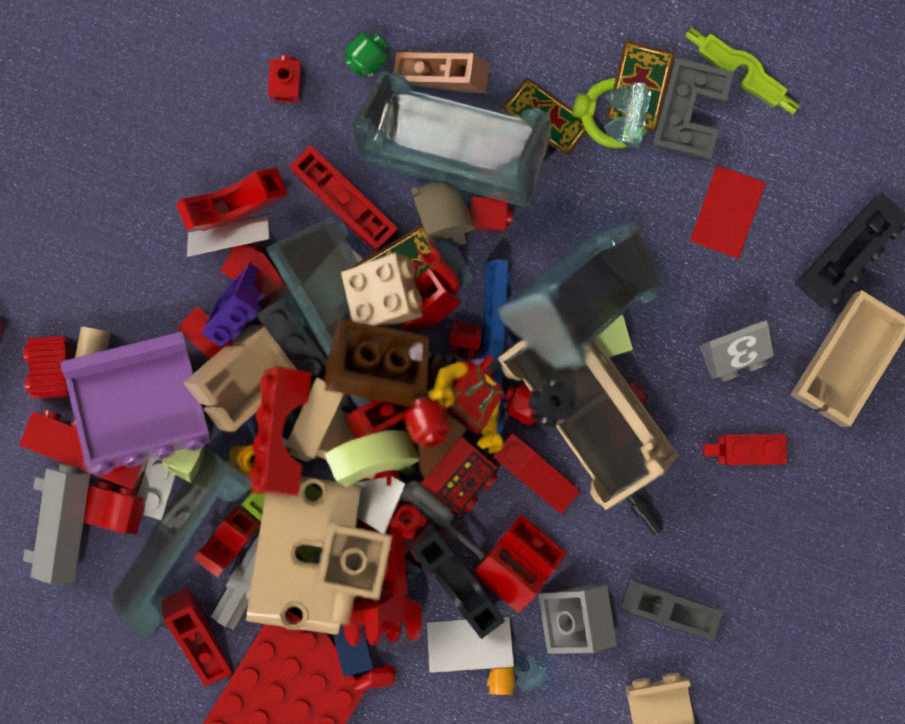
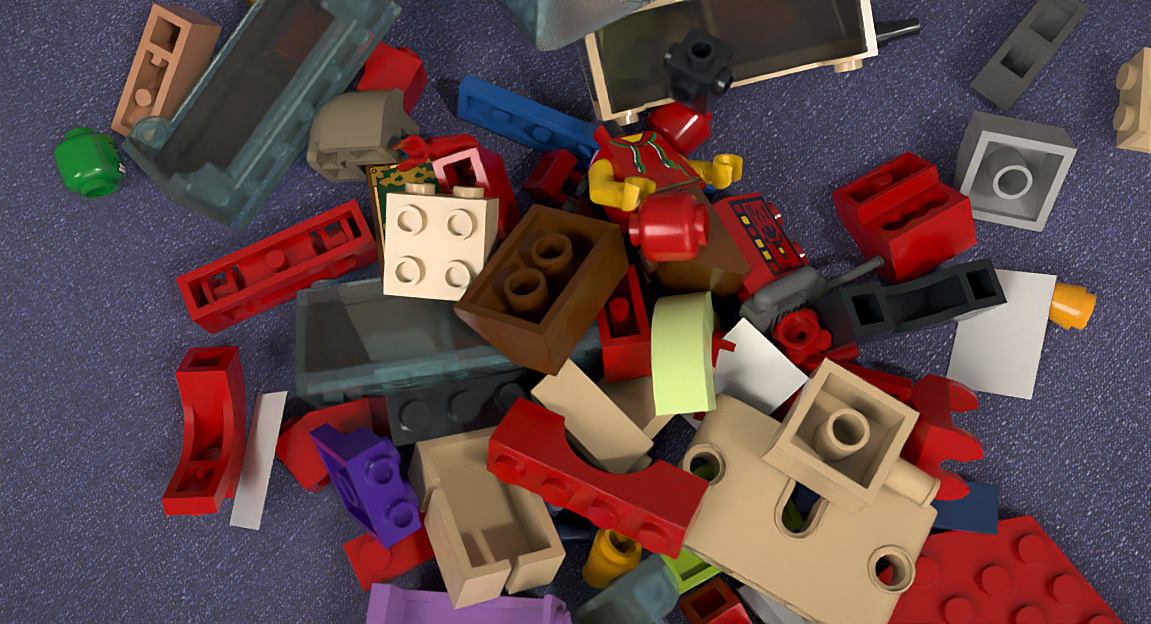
camera: 70 degrees left, 10 degrees down
(285, 80) = (70, 290): red brick -> none
(375, 678) = (1013, 488): red arm -> none
(532, 677) = (1076, 258): clear light blue tile -> none
(536, 473) = (783, 150): red slope -> none

